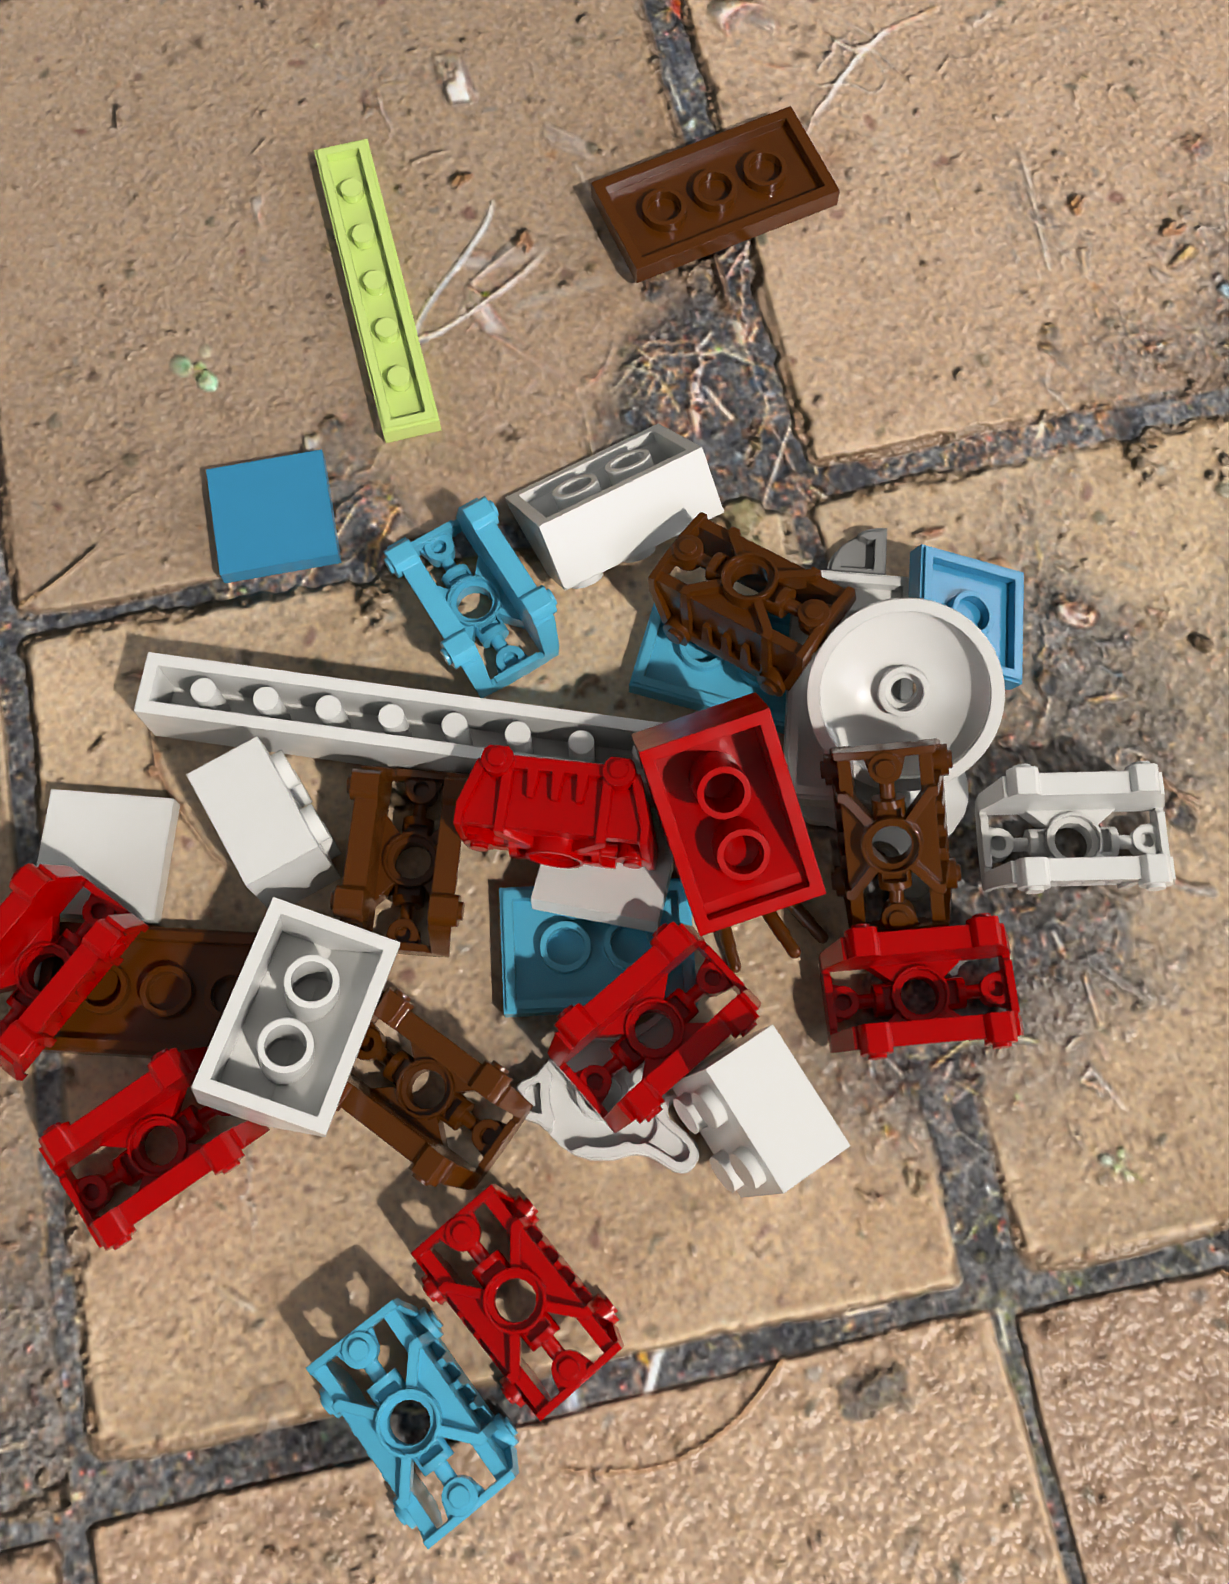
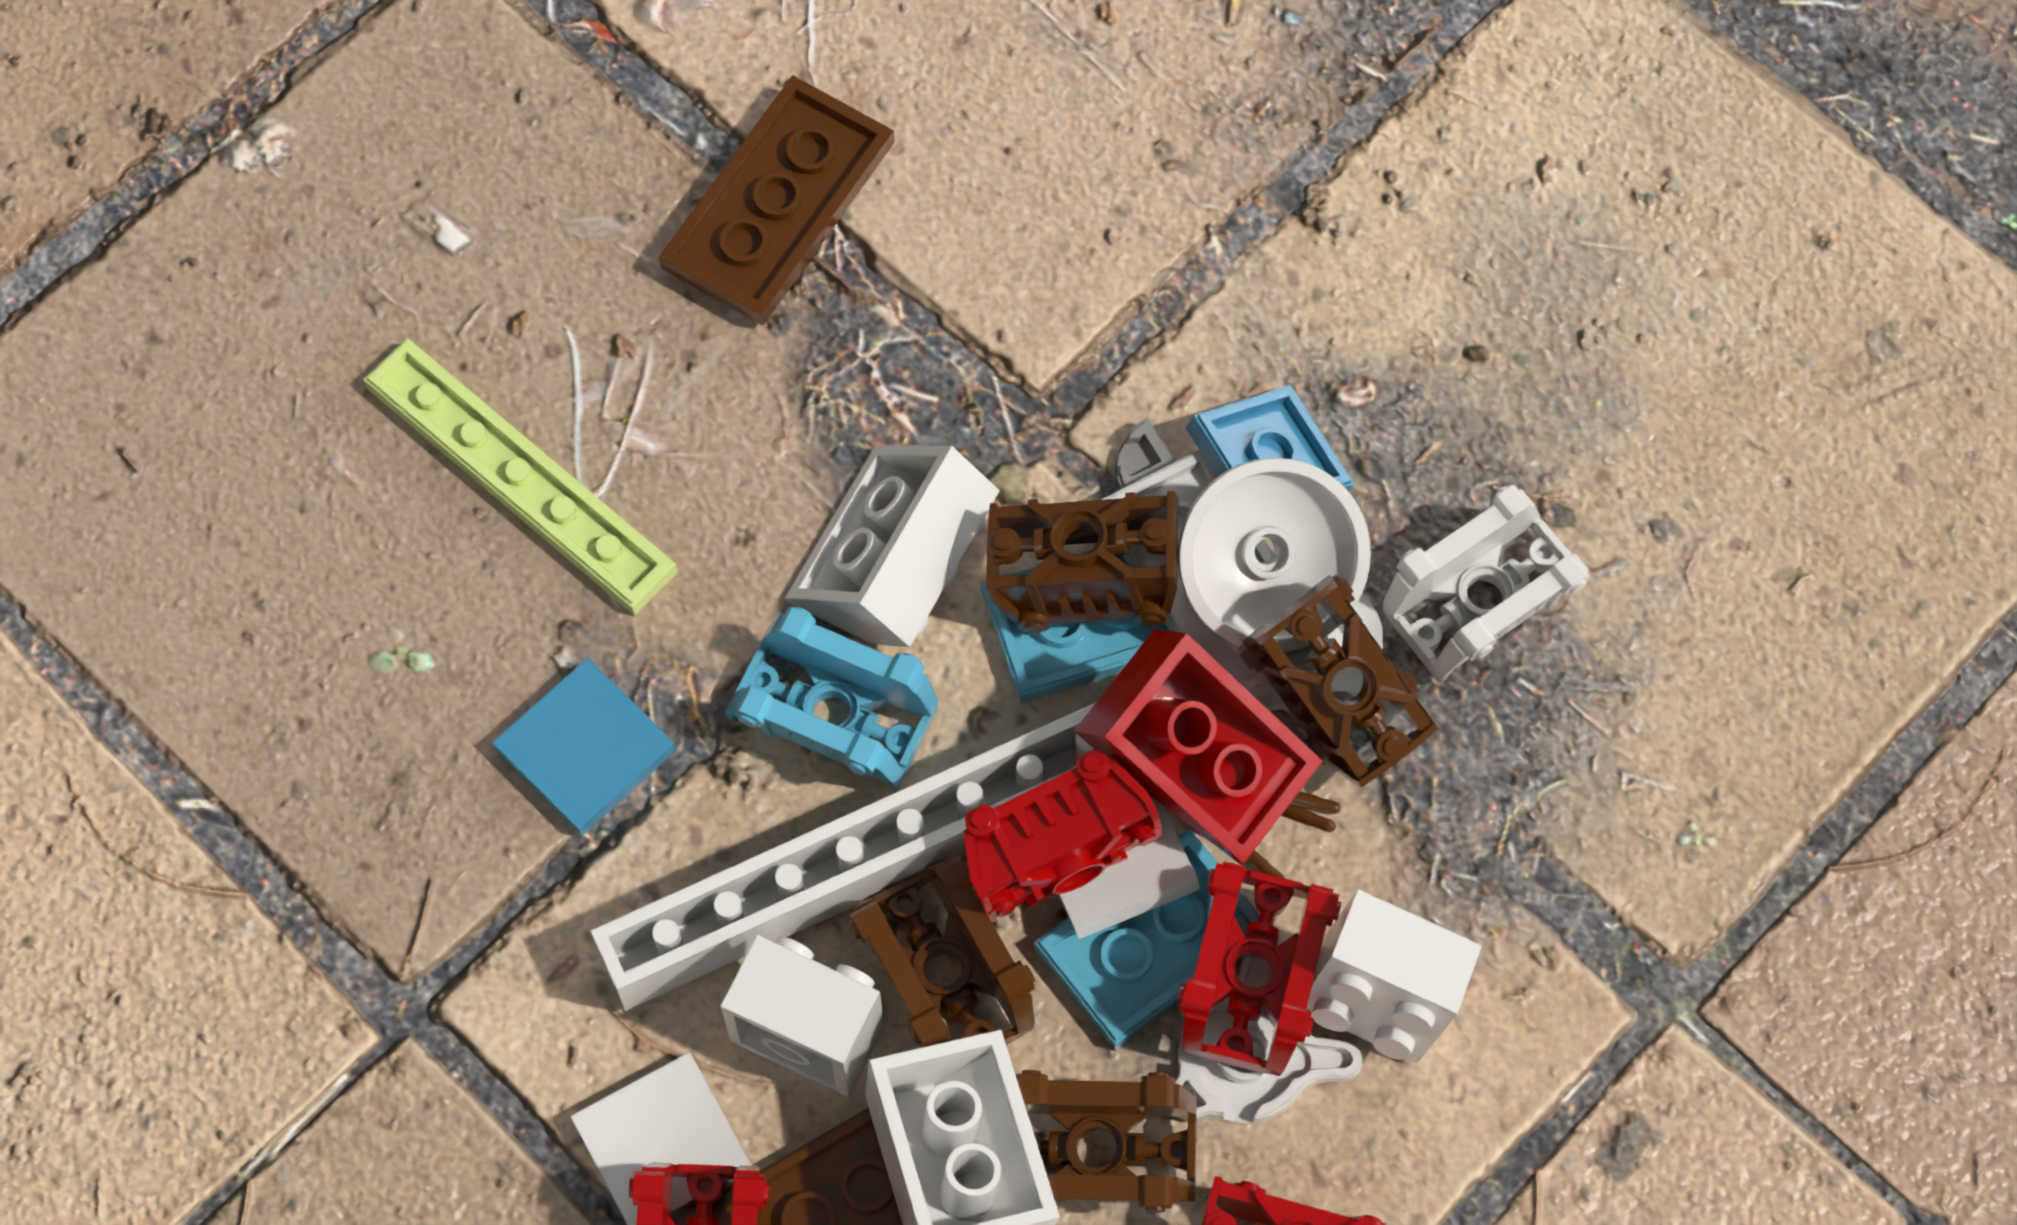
camera: 35 degrees left, 5 degrees down
(928, 957) = (1434, 766): red piece -> none

